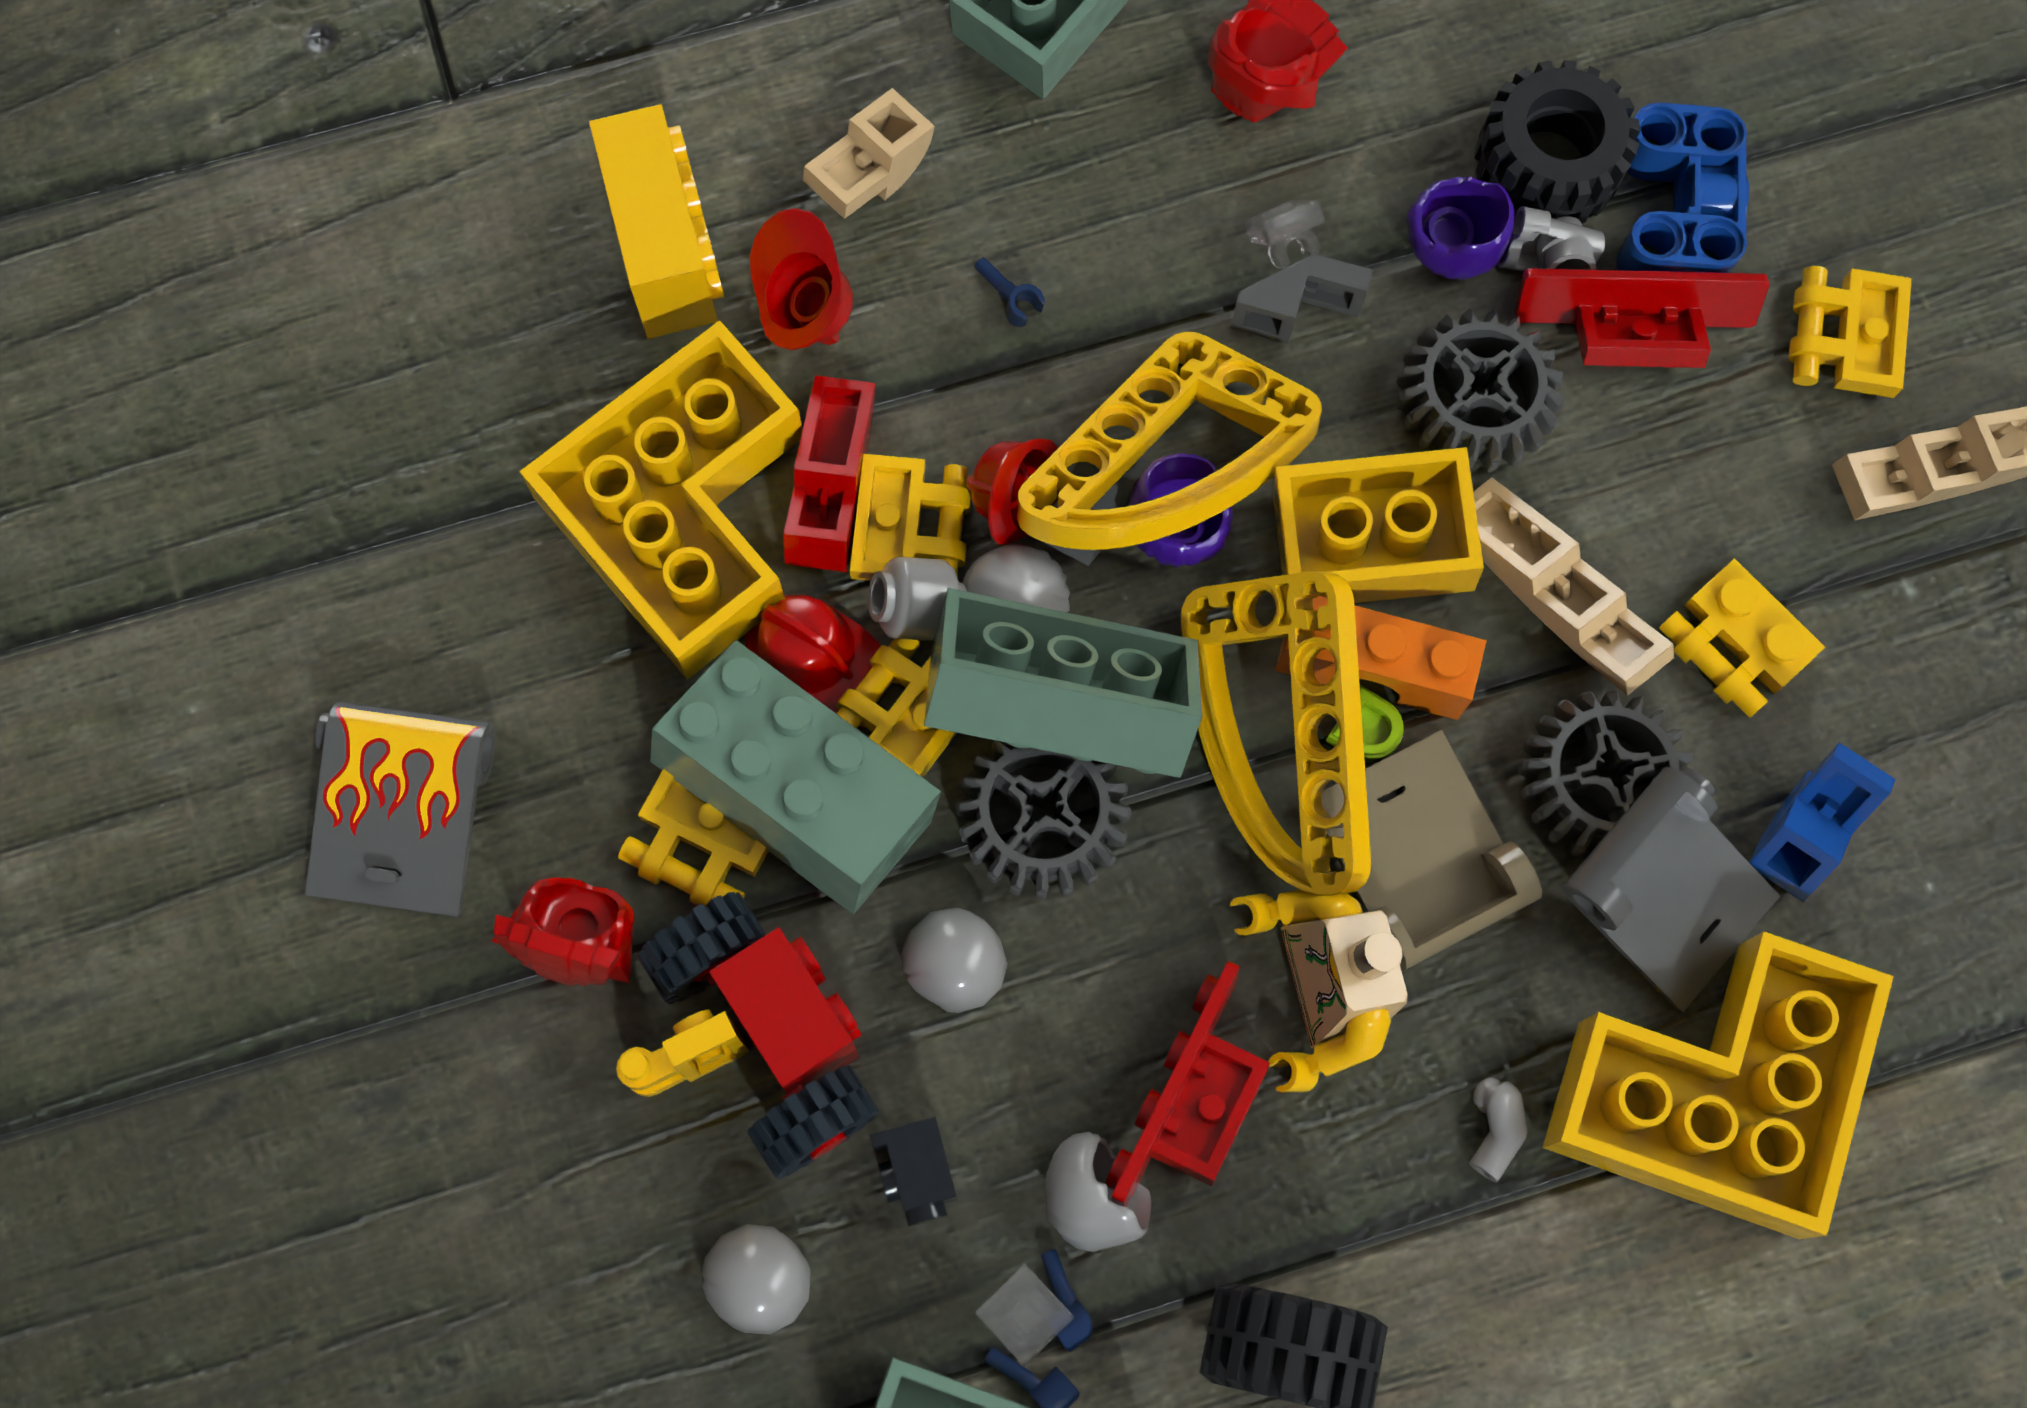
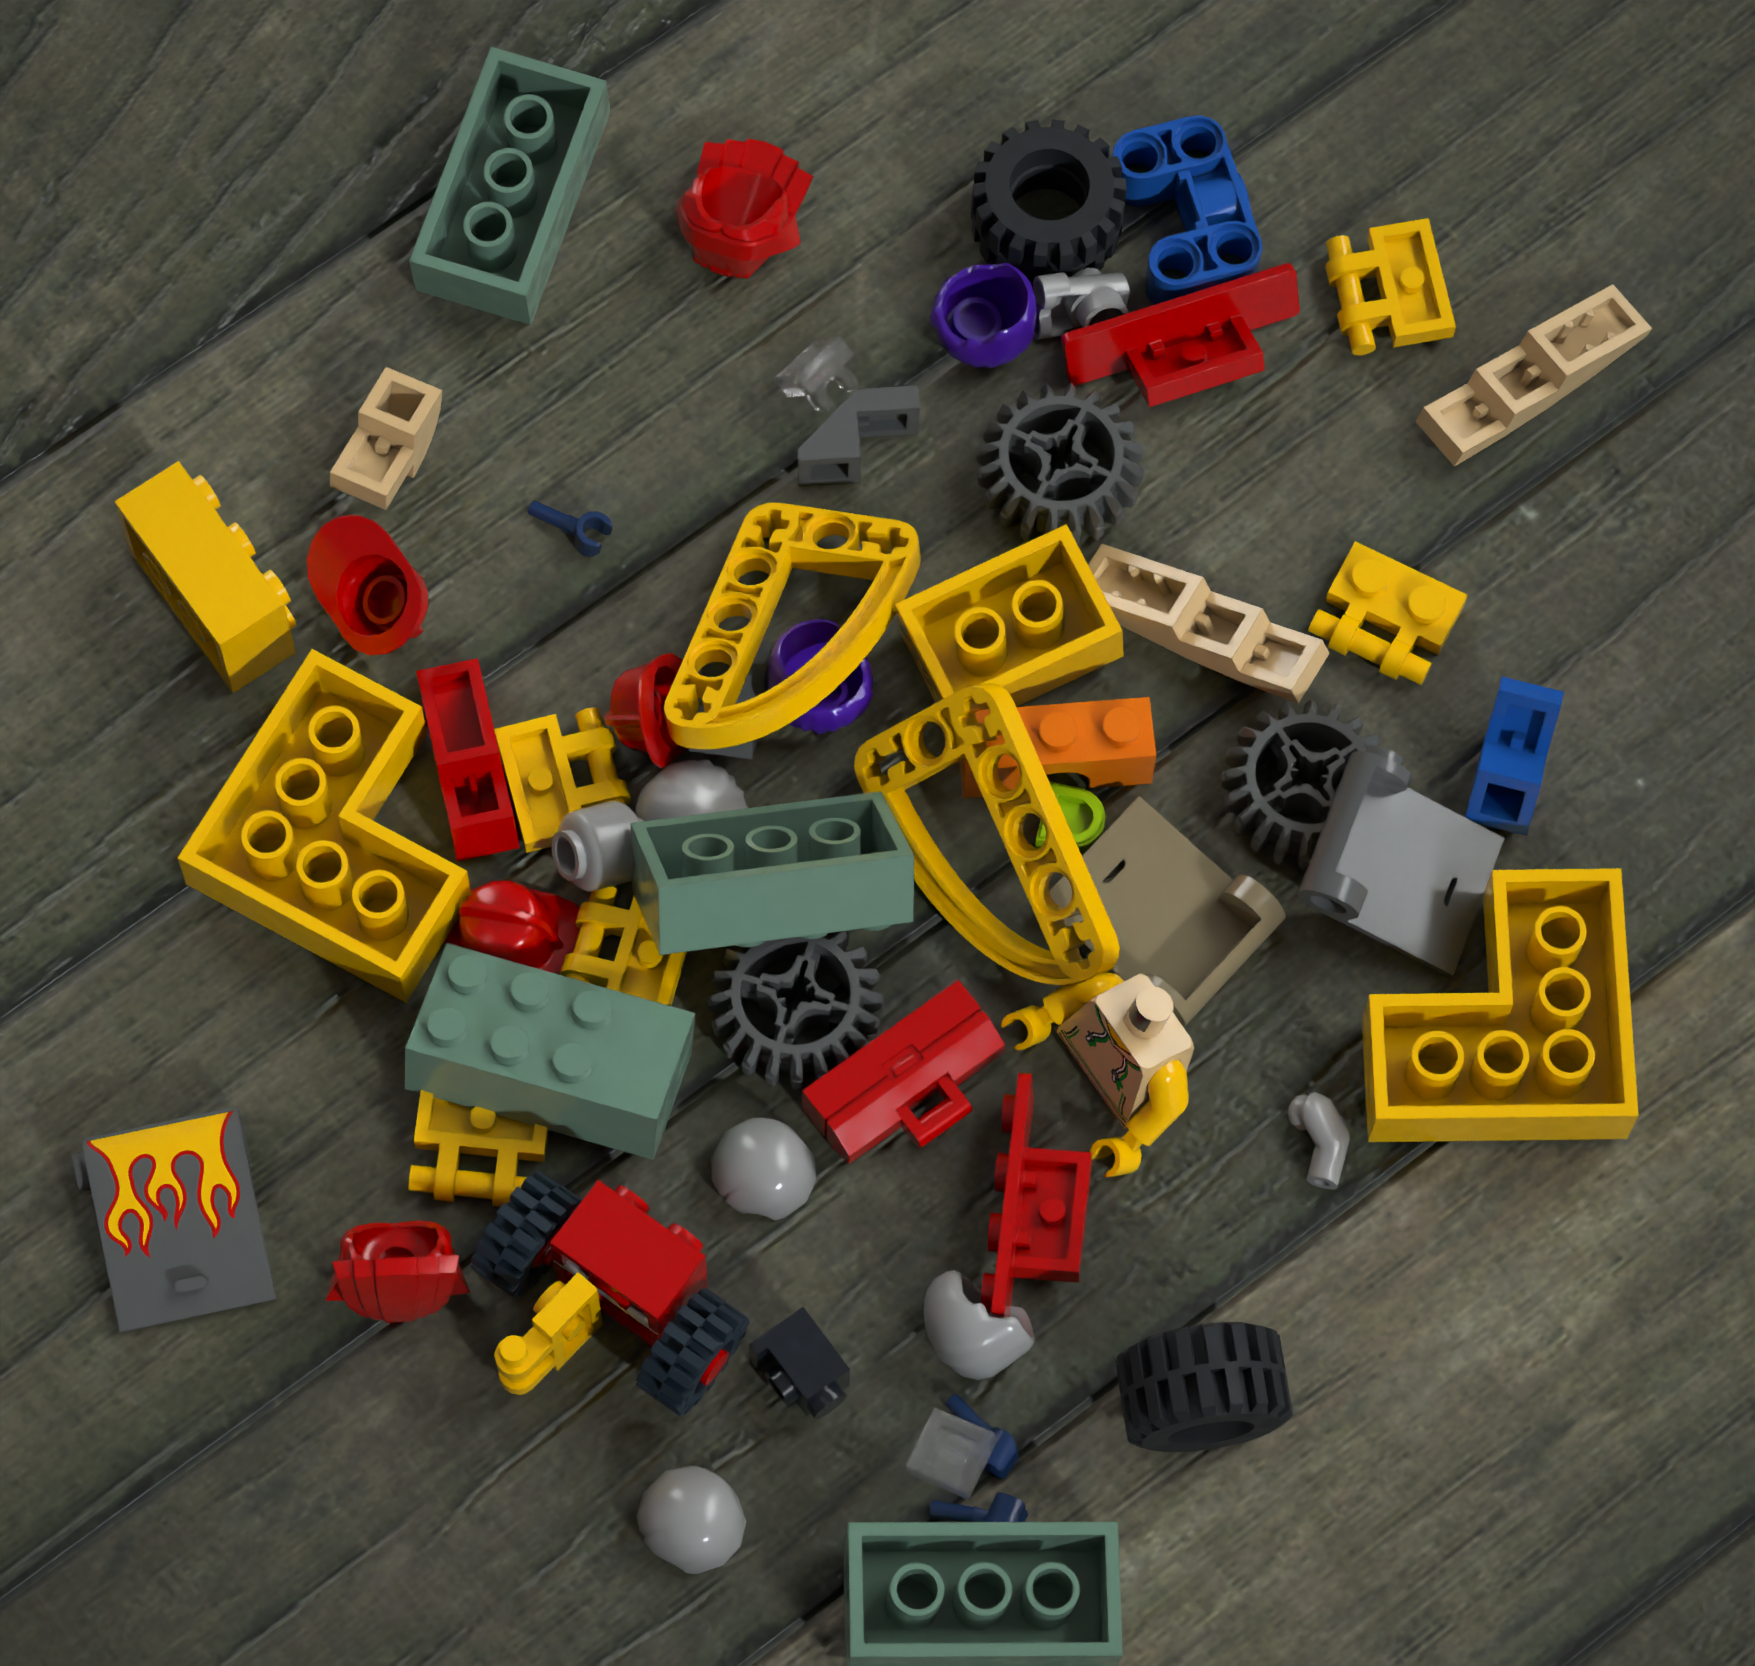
camera: 20 degrees left, 5 degrees down
(1130, 909) = (901, 1068): none -> red piece

